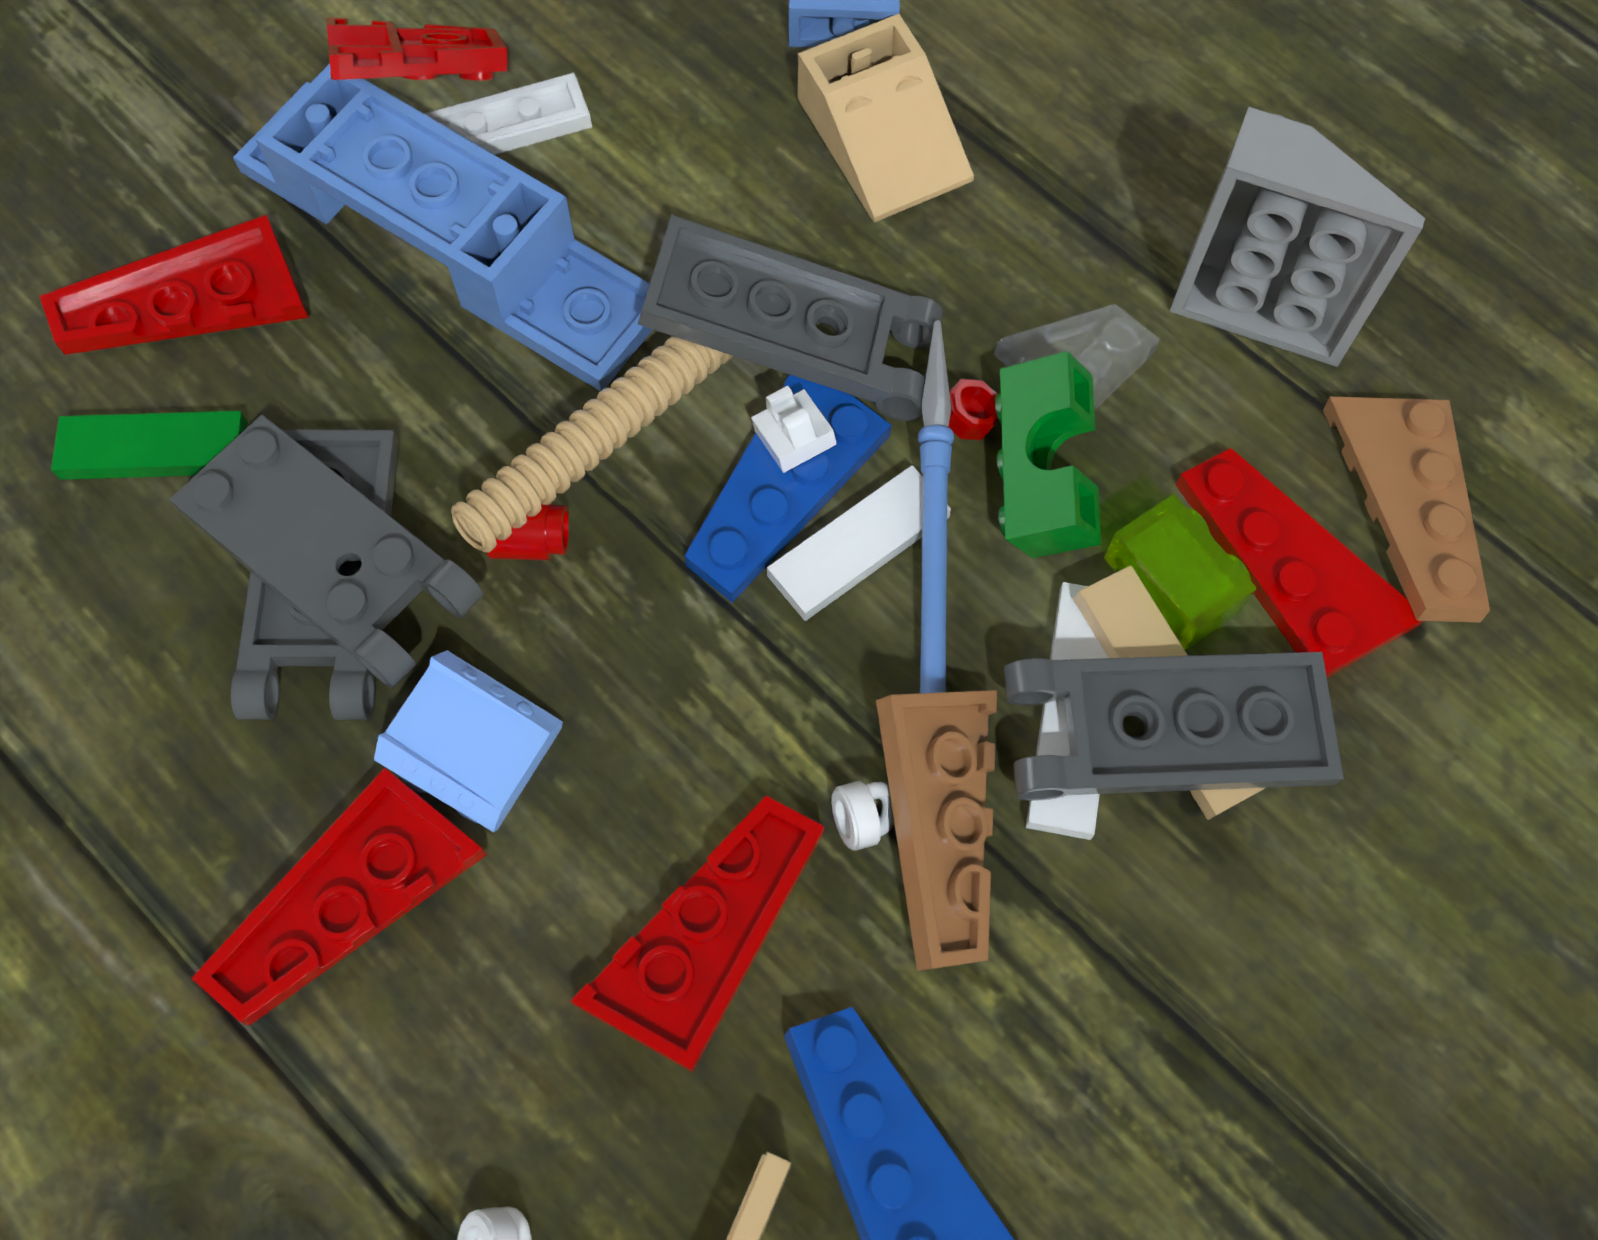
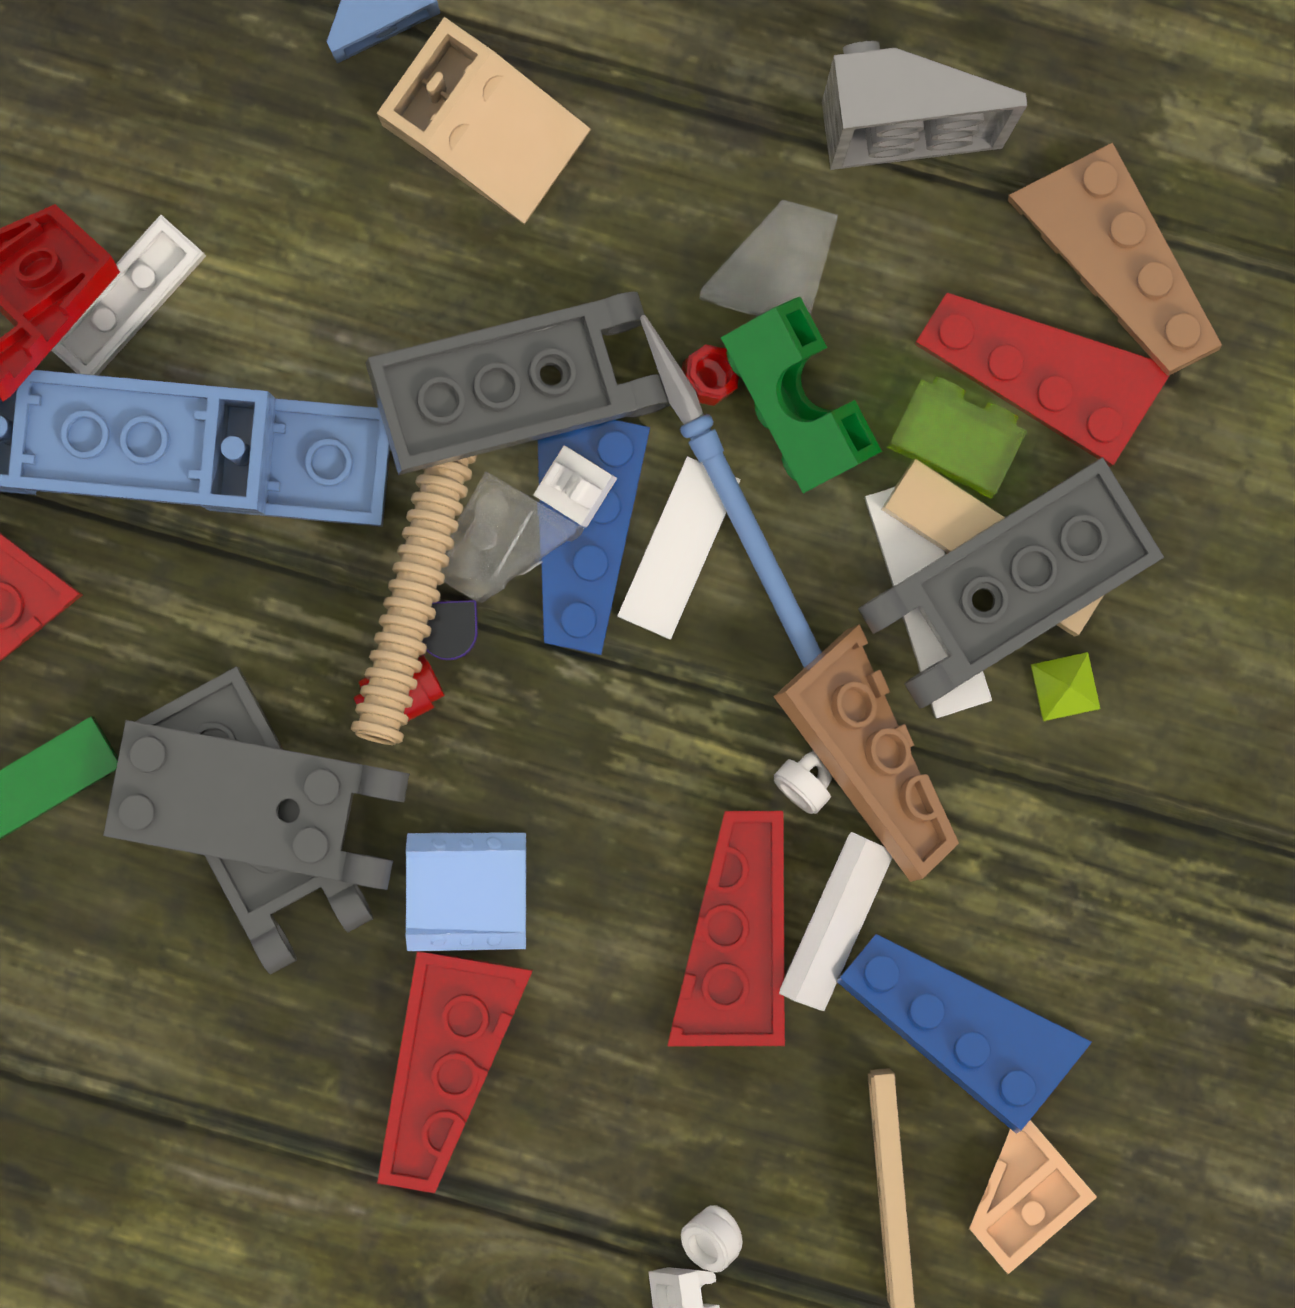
camera: 25 degrees left, 20 degrees up
(606, 503) = (453, 629): none -> black tile
(698, 447) = (502, 537): none -> clear wing
(817, 970) = (836, 922): none -> white tile
(1175, 865) = (1065, 686): none -> lime slope

